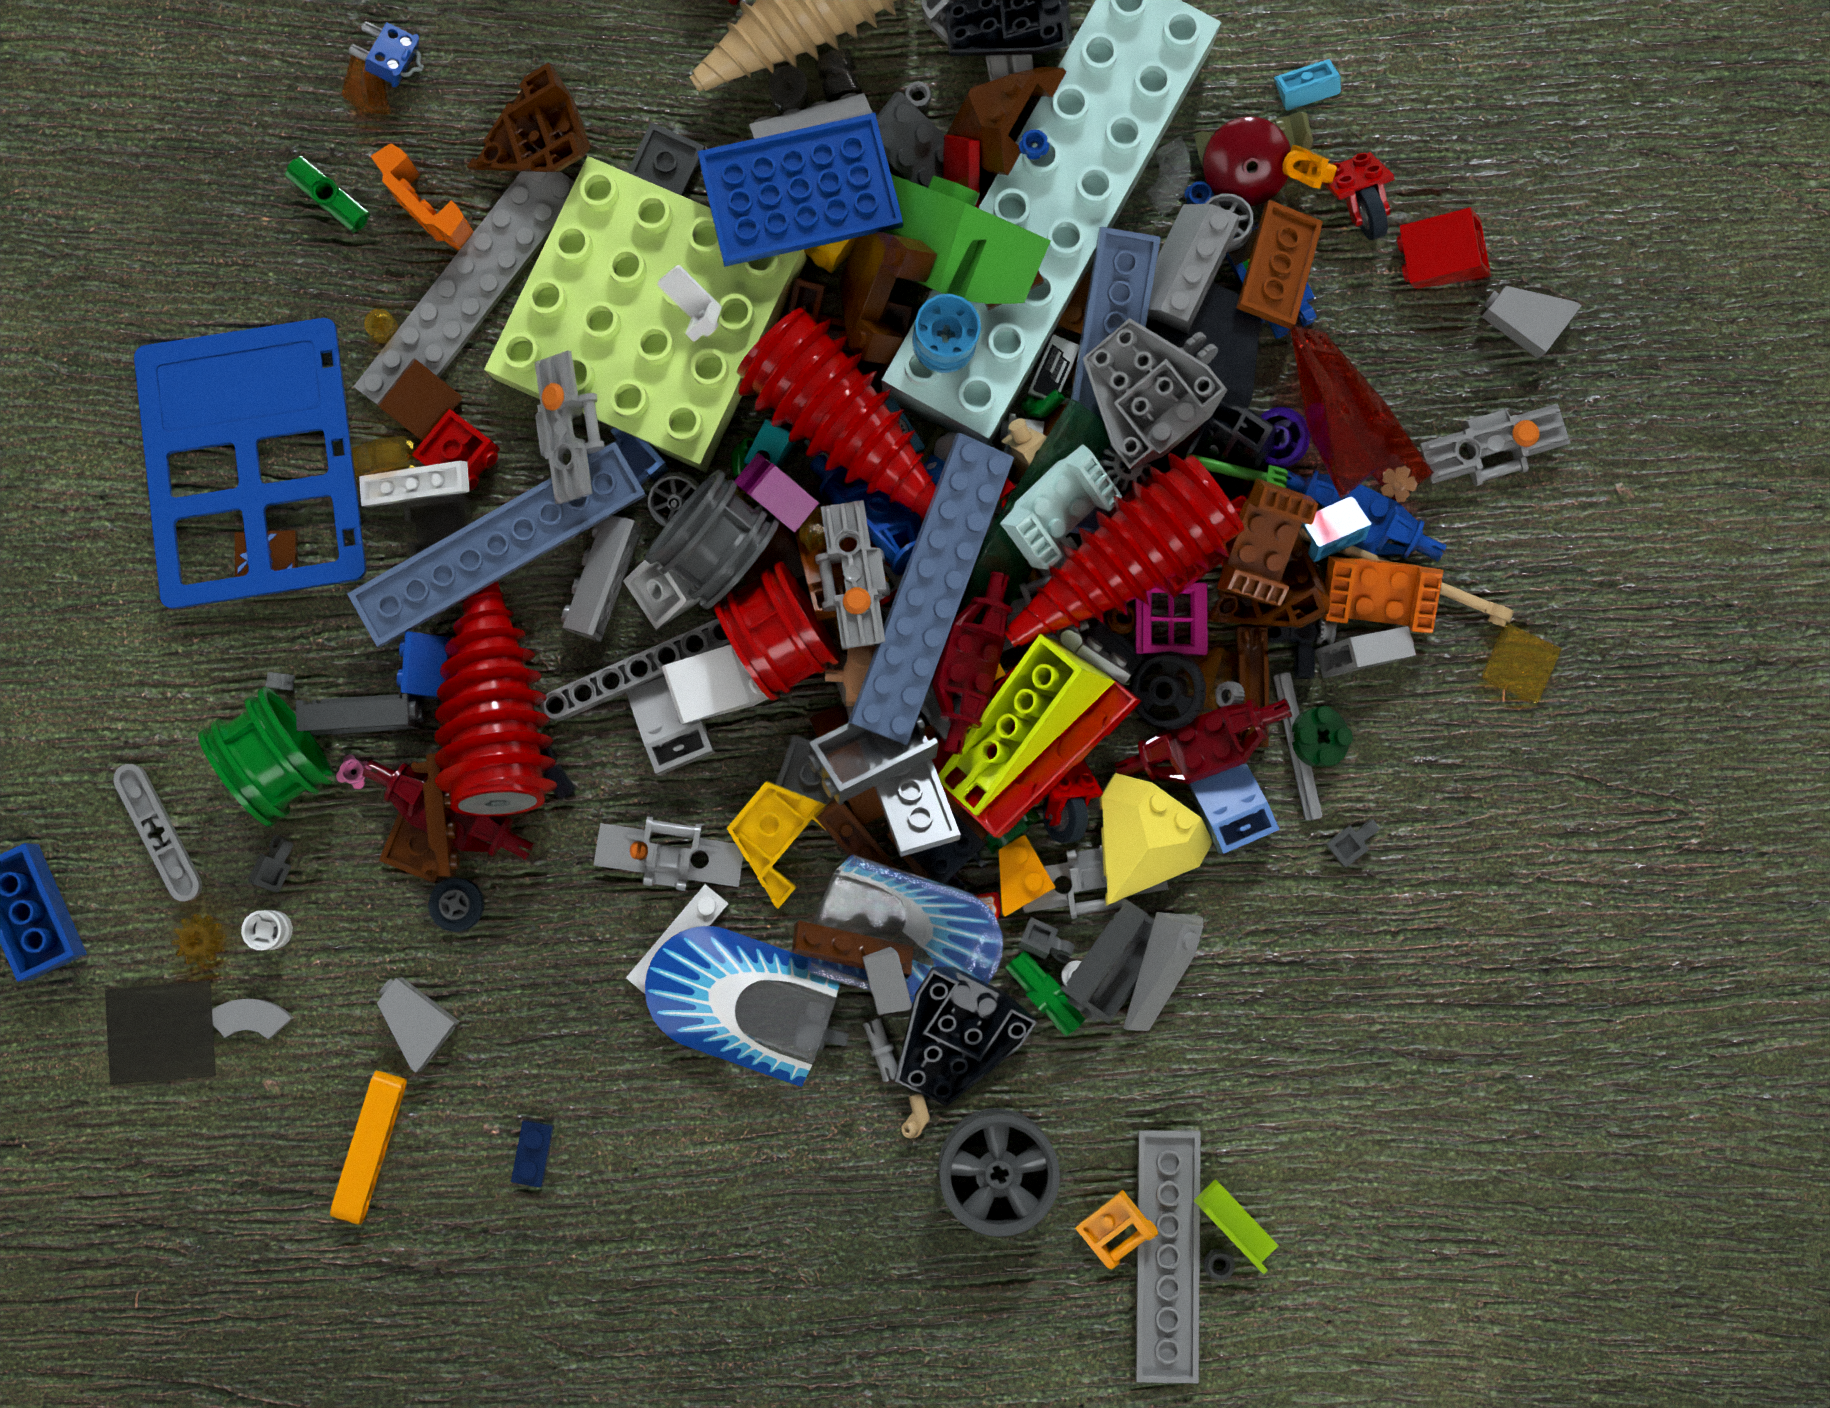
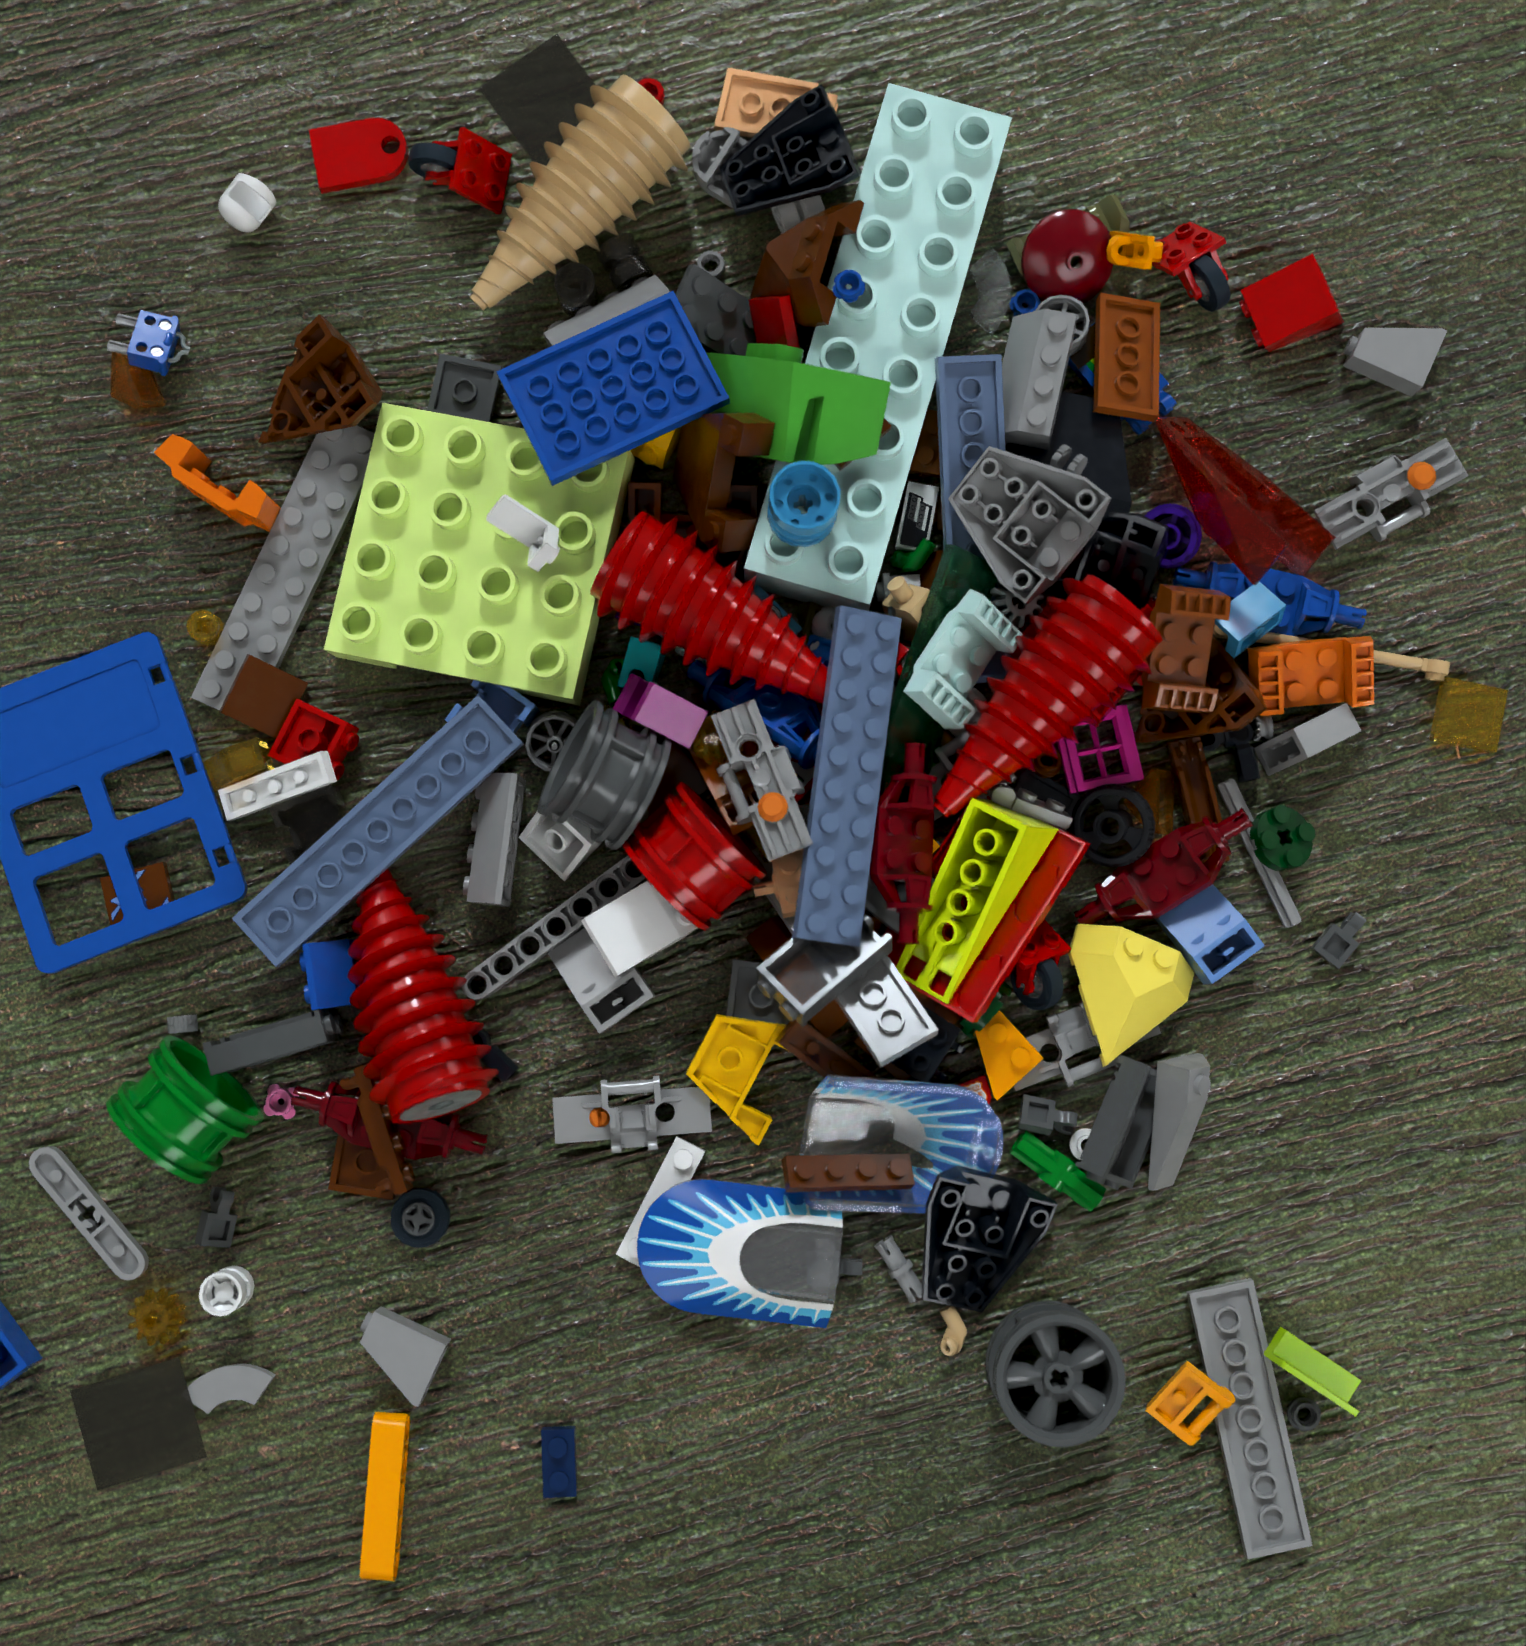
camera: 10 degrees left, 0 degrees up
(315, 184) = (103, 496): green piece -> none
(555, 429) = (409, 677): light grey piece -> none
(887, 981) = (892, 1198): light grey slope -> none
(1222, 692) = (1185, 810): light grey axle -> none
(1273, 474) = (1171, 576): bright green hinge -> none
(1308, 84) = (1110, 166): medium azure slope -> none
(1398, 483) = (1301, 557): medium nougat plant -> none

